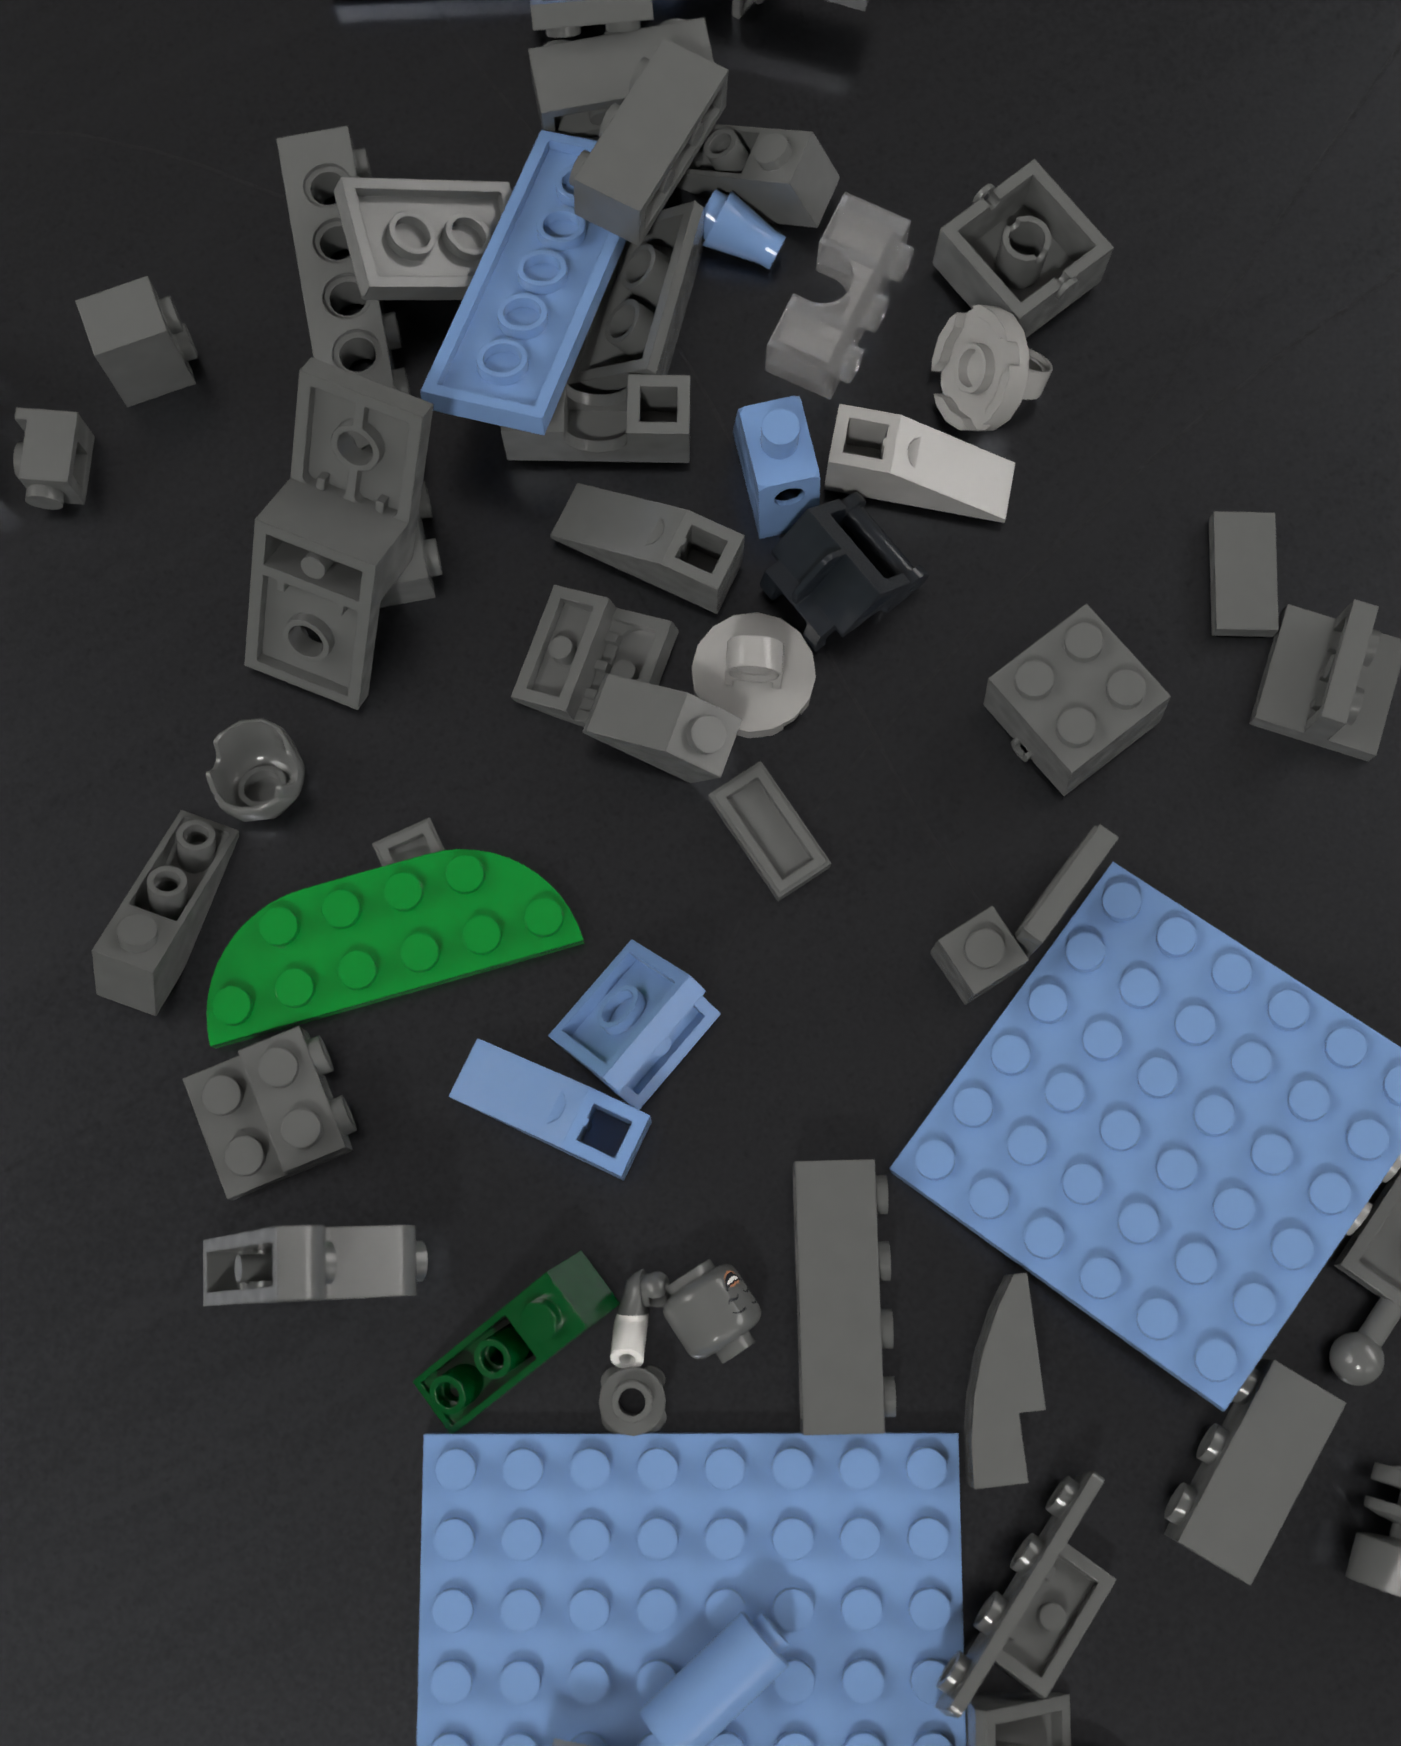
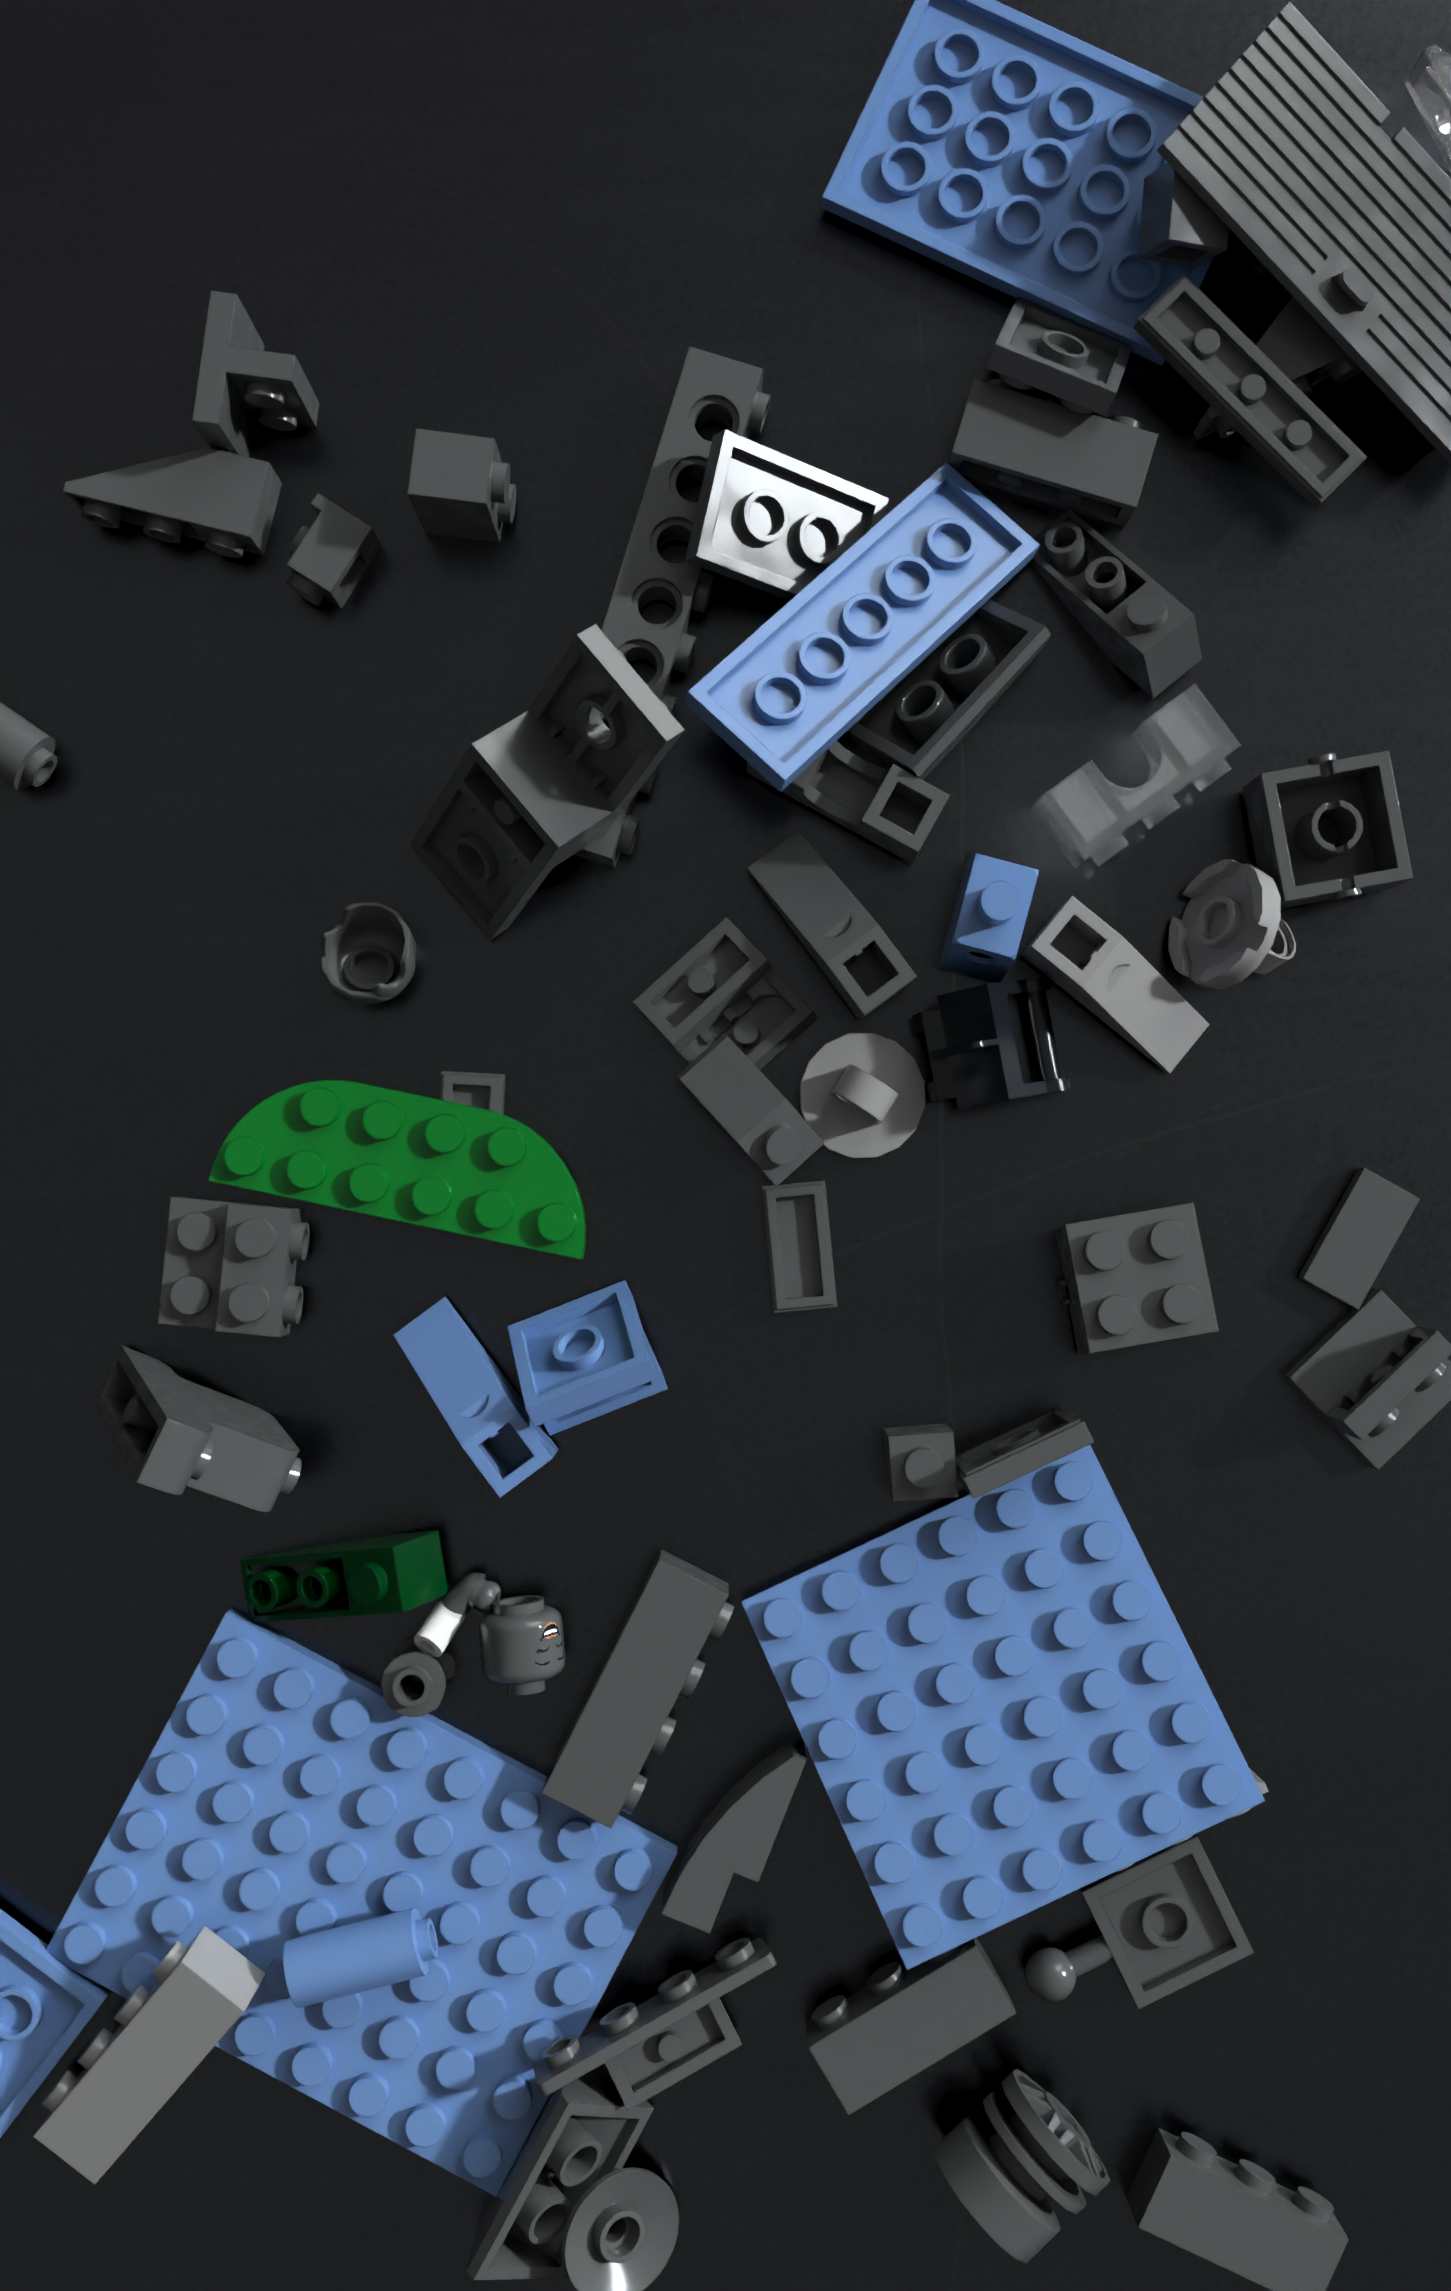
camera: 25 degrees right, 10 degrees up
(163, 914) = (226, 1038): dark grey slope -> none
(649, 141) = (1034, 542): dark grey brick -> none
(739, 230) = (1078, 662): medium blue cone -> none

